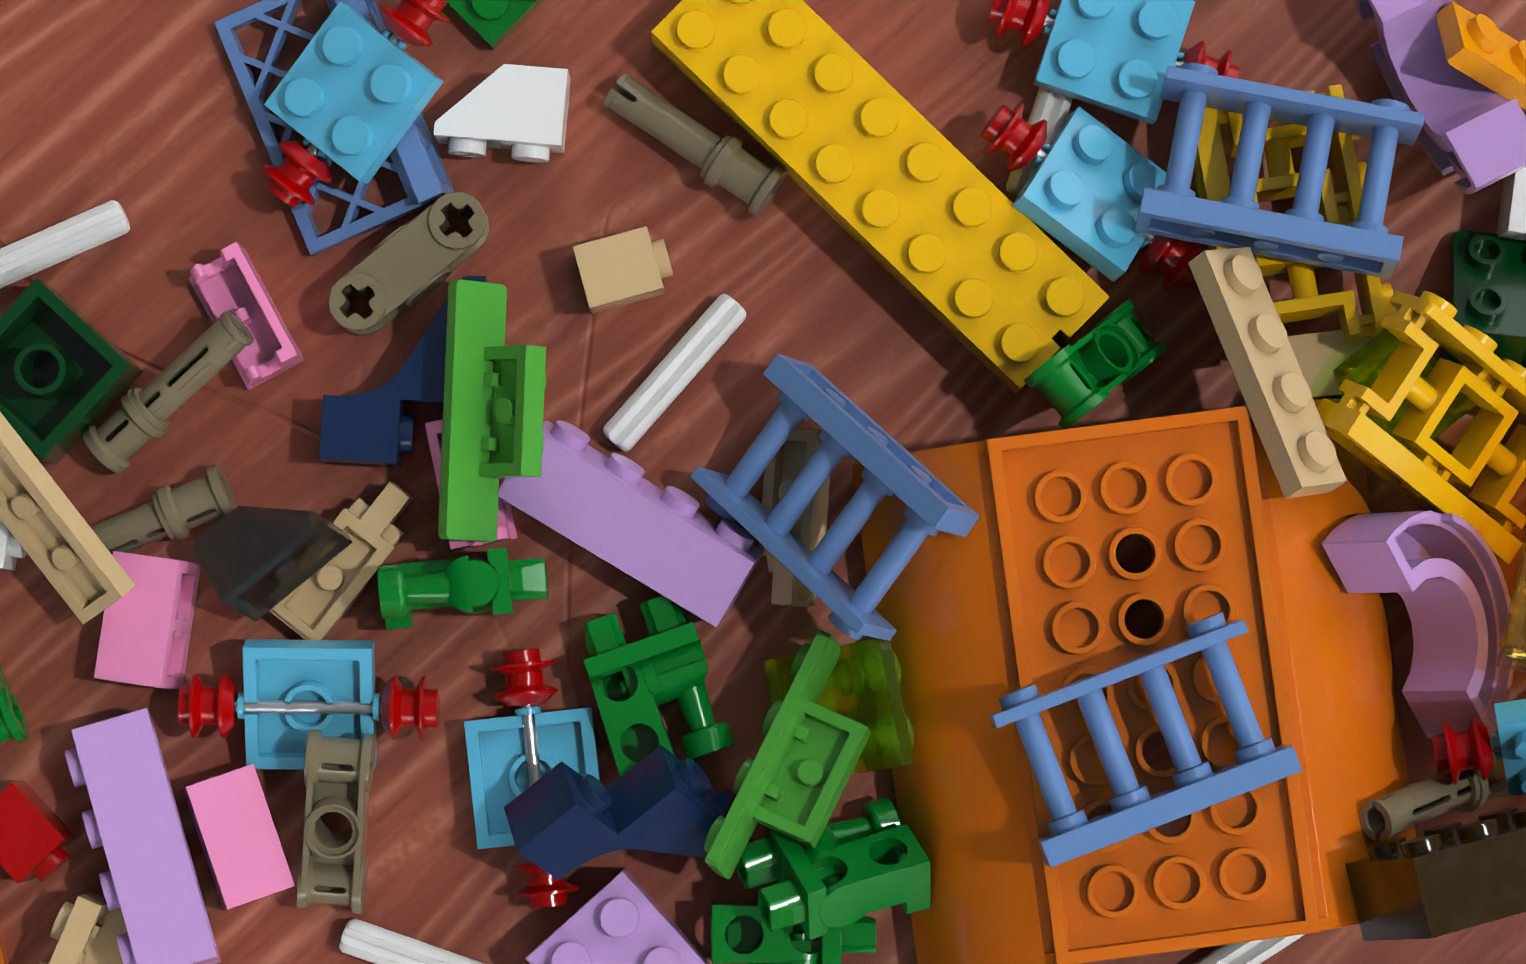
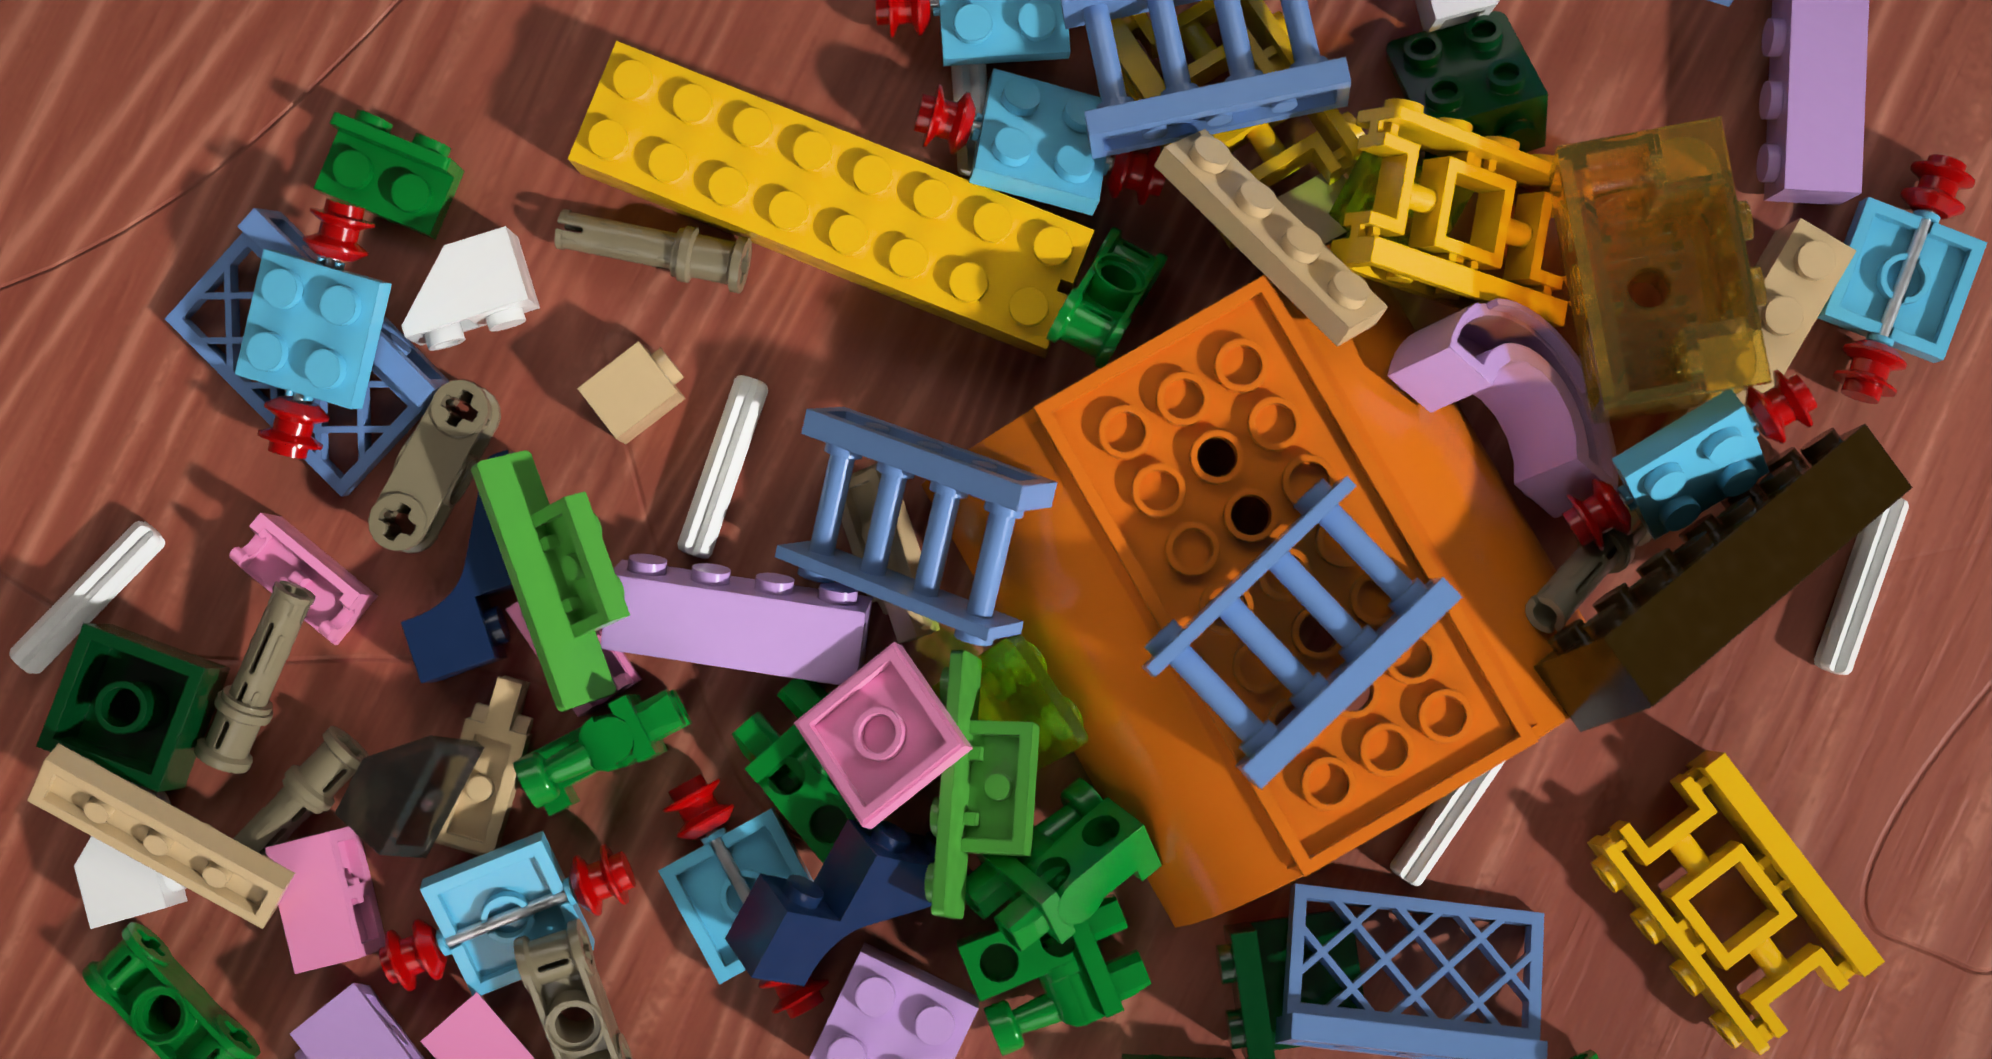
camera: 20 degrees left, 0 degrees up
(725, 681) = (882, 735): none -> bright pink tile

